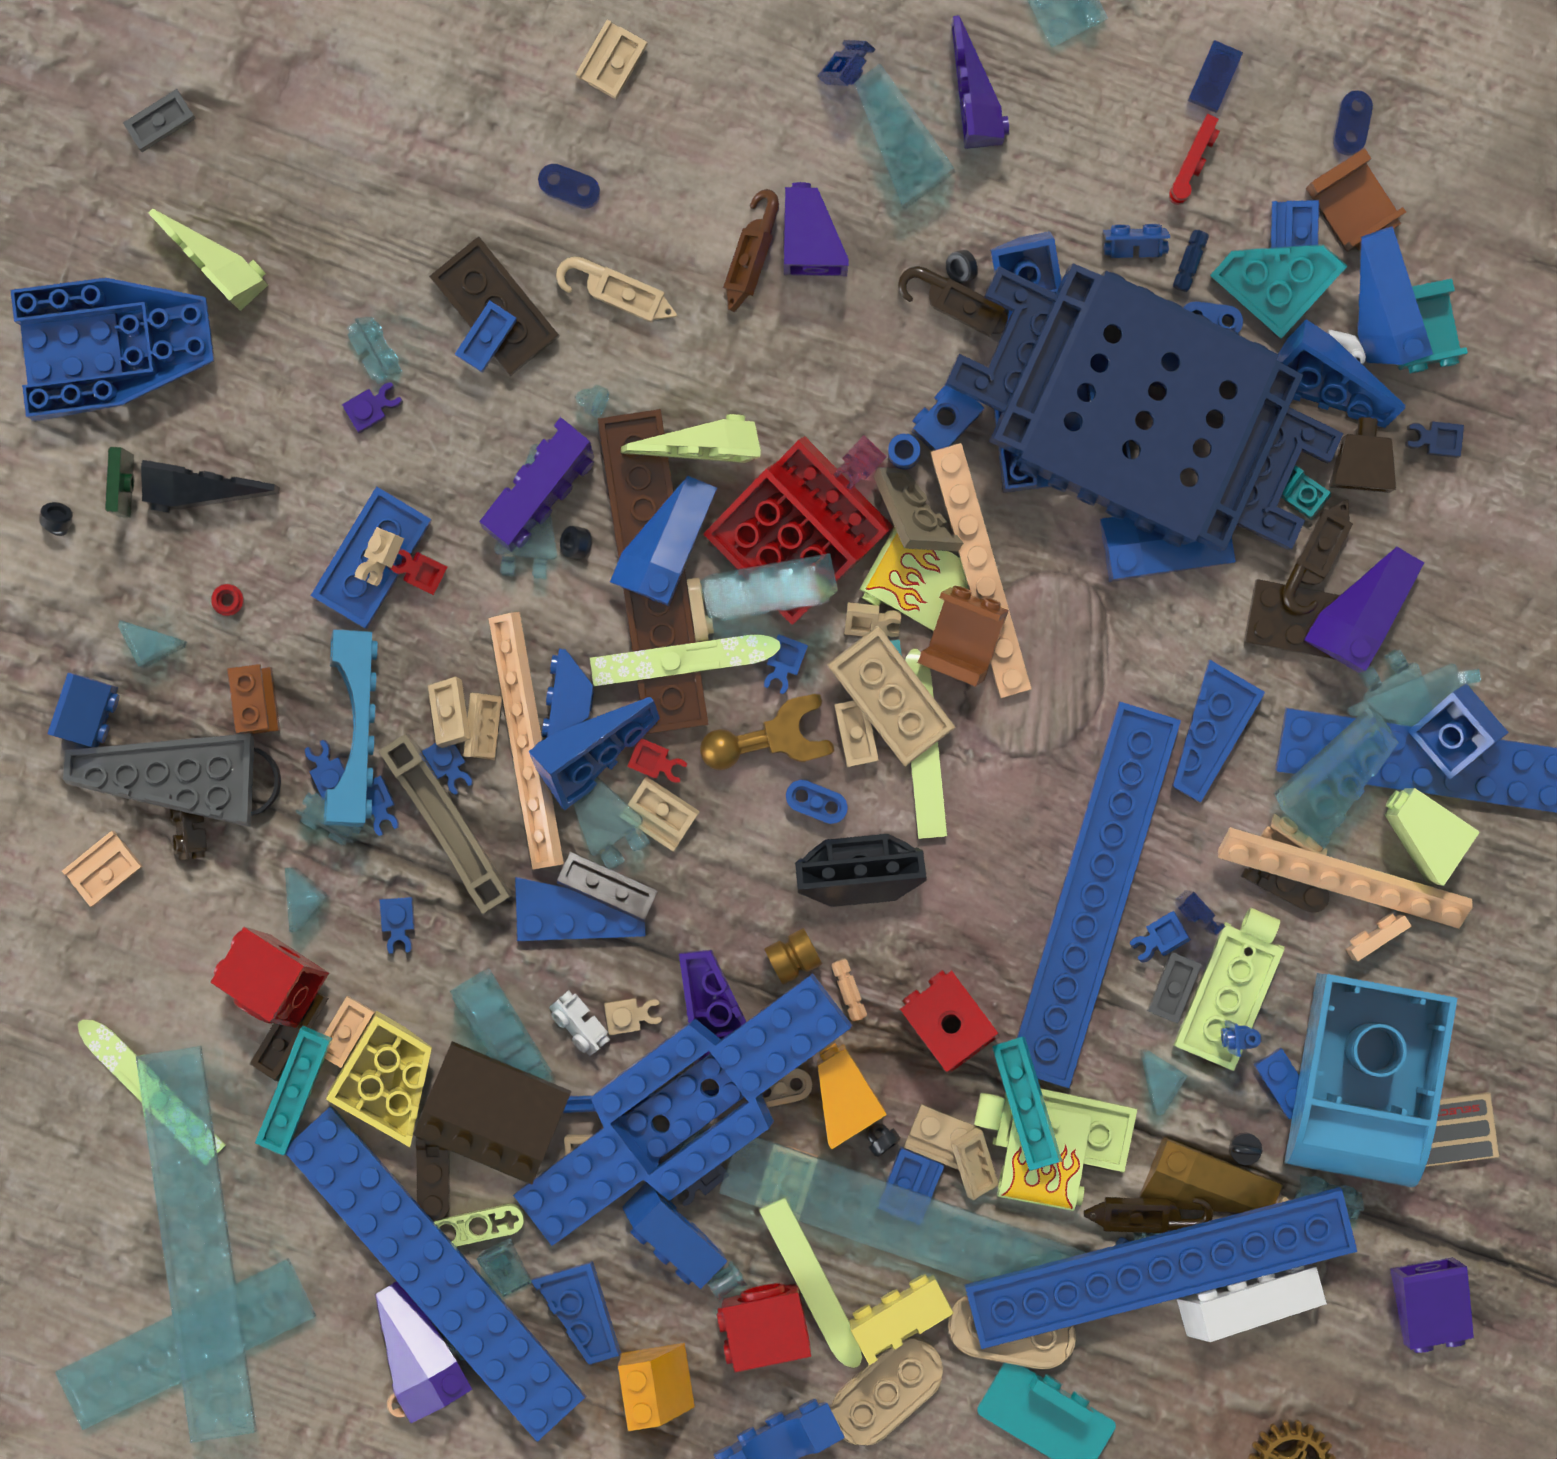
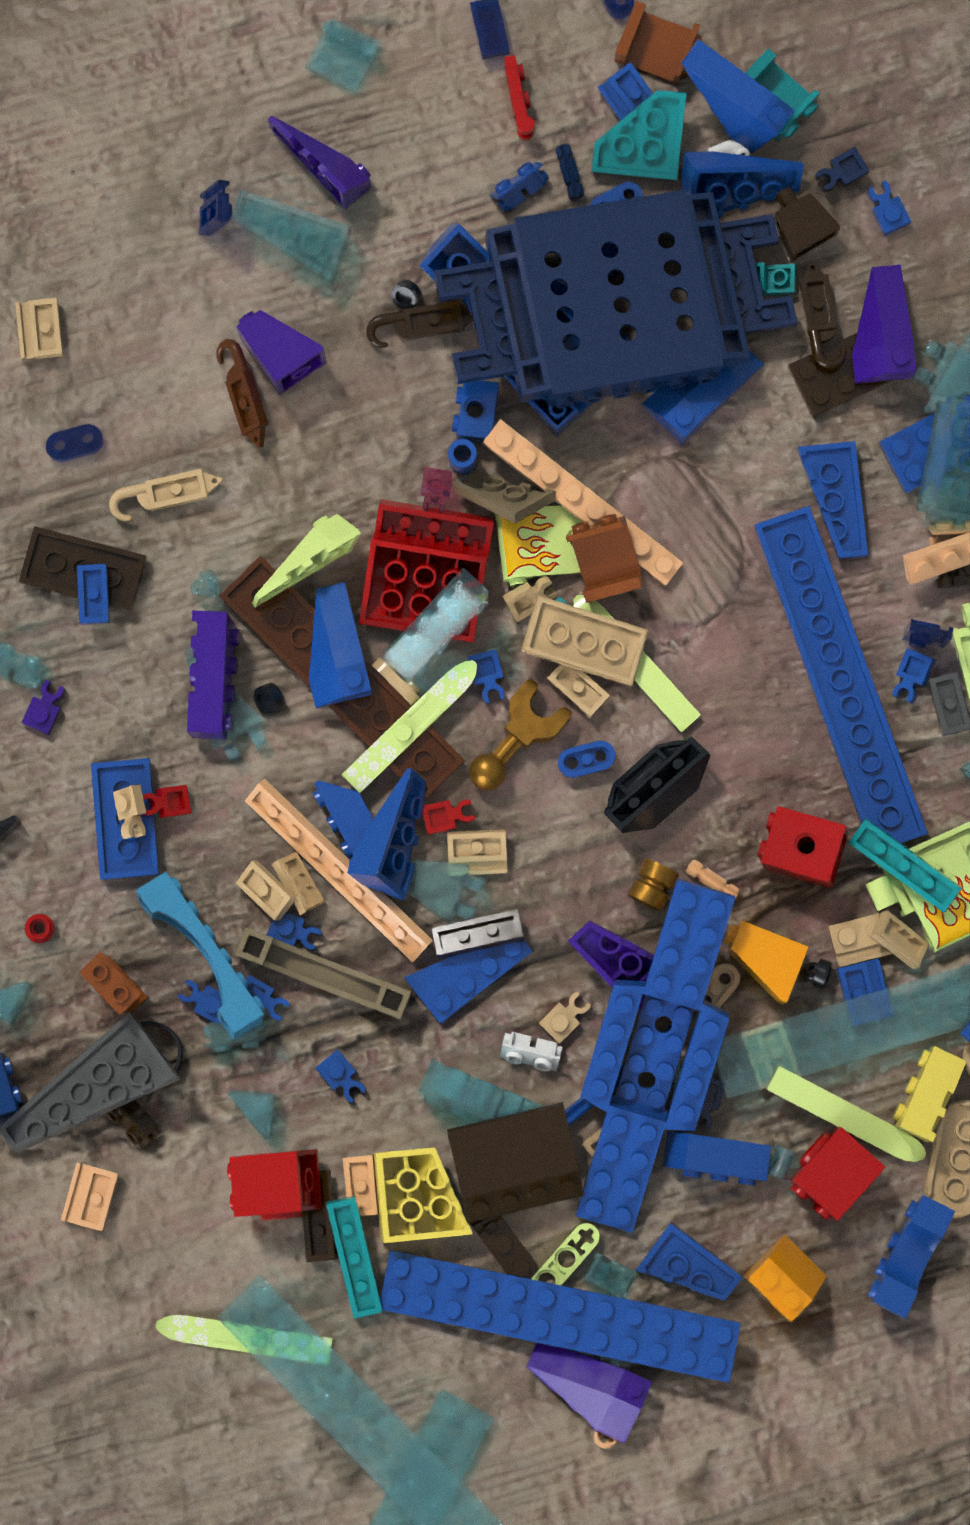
camera: 30 degrees left, 5 degrees down
(1449, 507) = (890, 212): none -> blue plate

